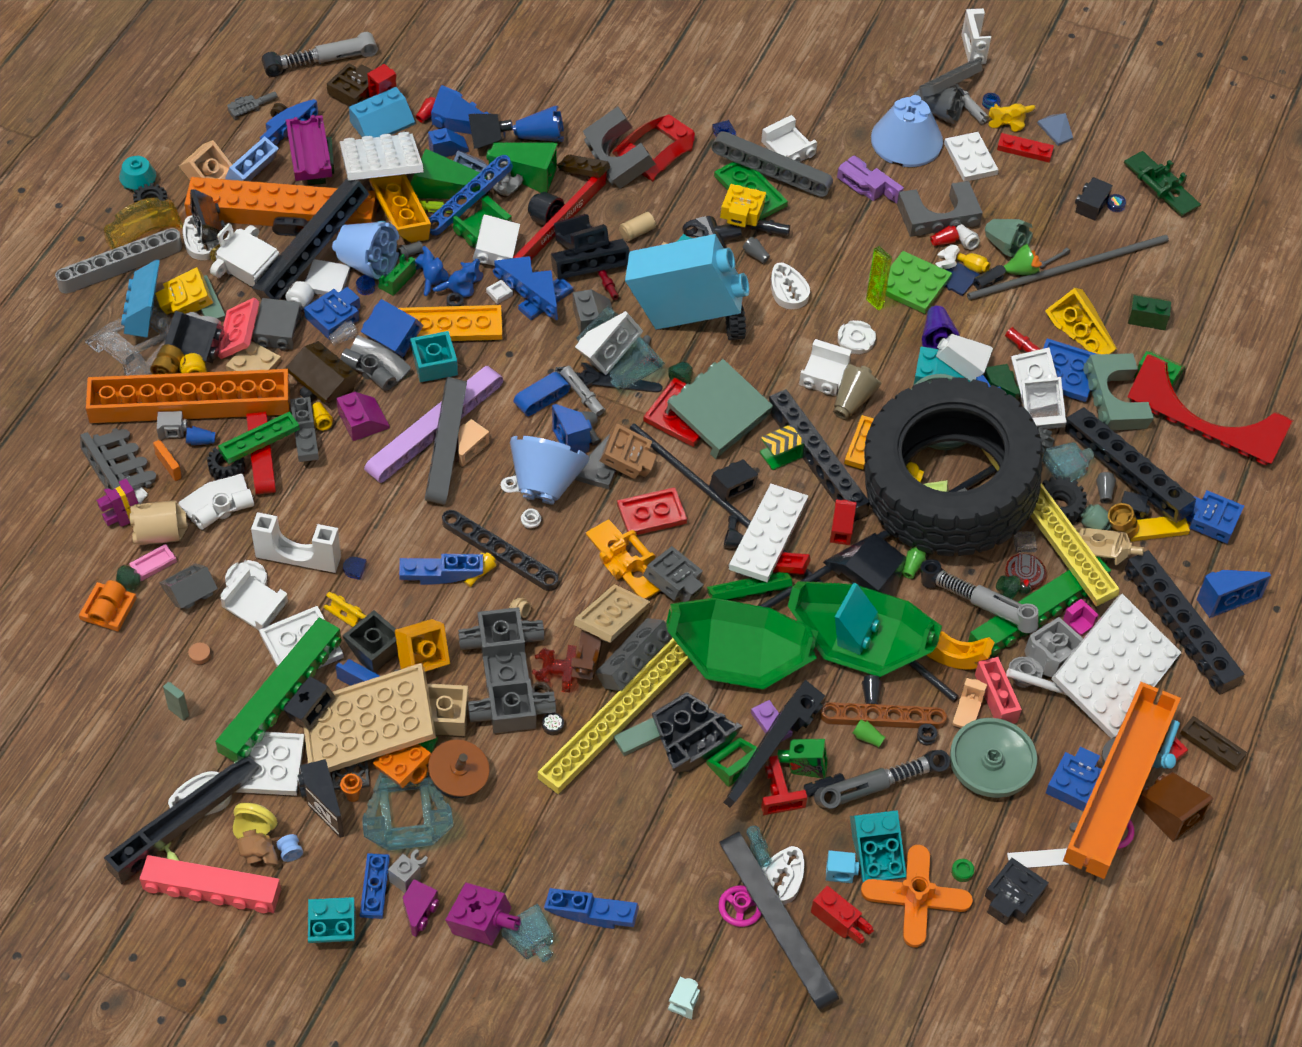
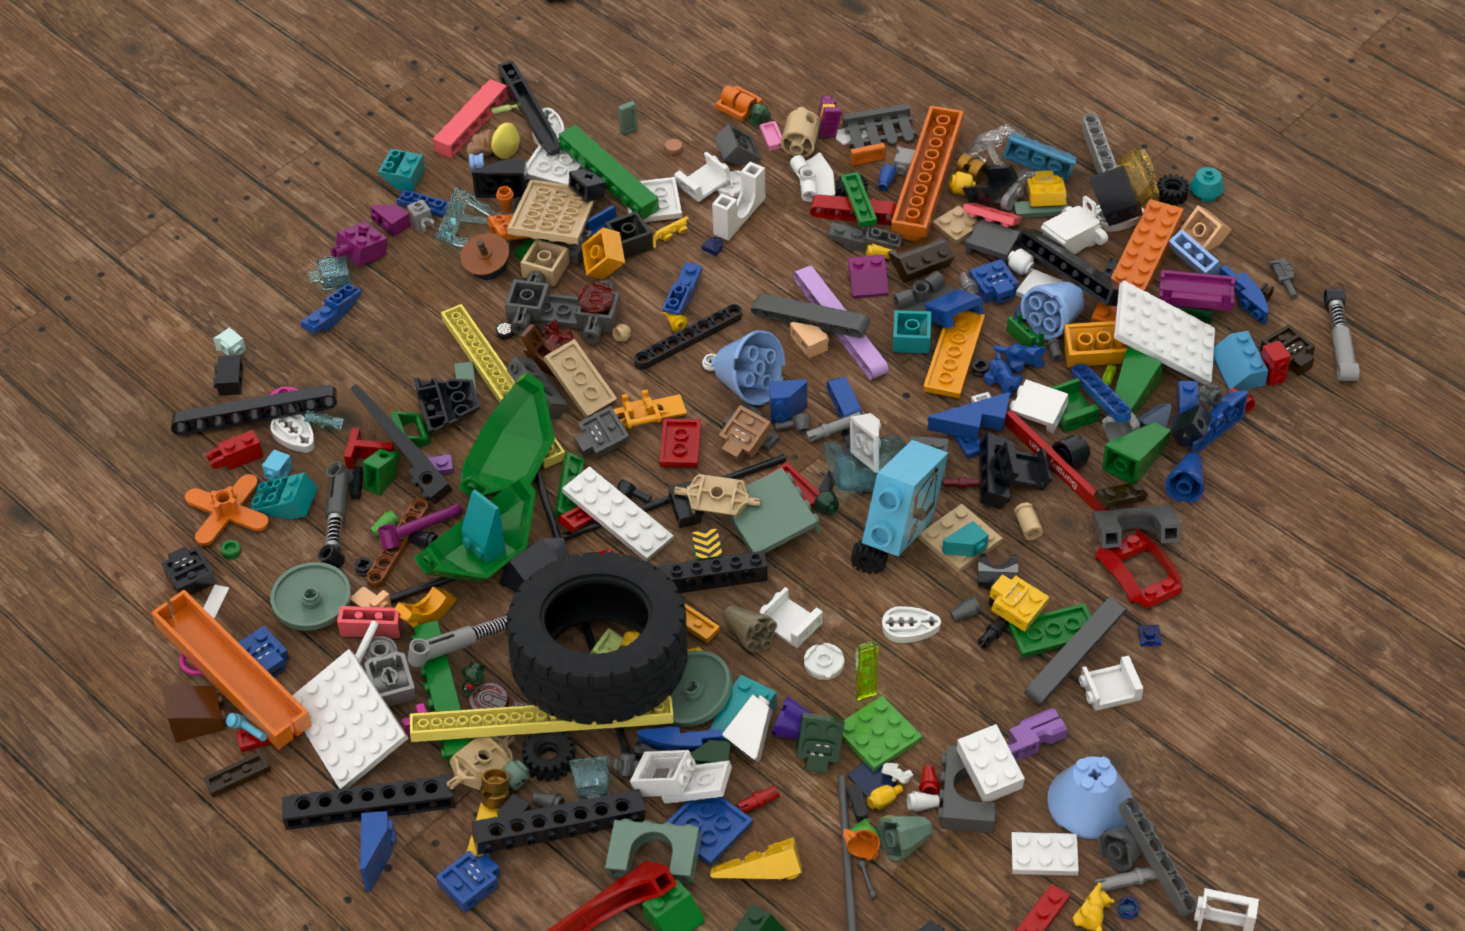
camera: 115 degrees right, 5 degrees down
(446, 117) = (1210, 395): none -> dark grey gear
(496, 628) = (595, 297): none -> clear red tile
(724, 454) = (731, 502): none -> tan plate
(732, 977) = (228, 375): none -> black brick
(861, 695) = (391, 534): none -> magenta piece
(924, 185) = (990, 764): none -> white brick
(953, 304) = (819, 740): none -> dark green piece

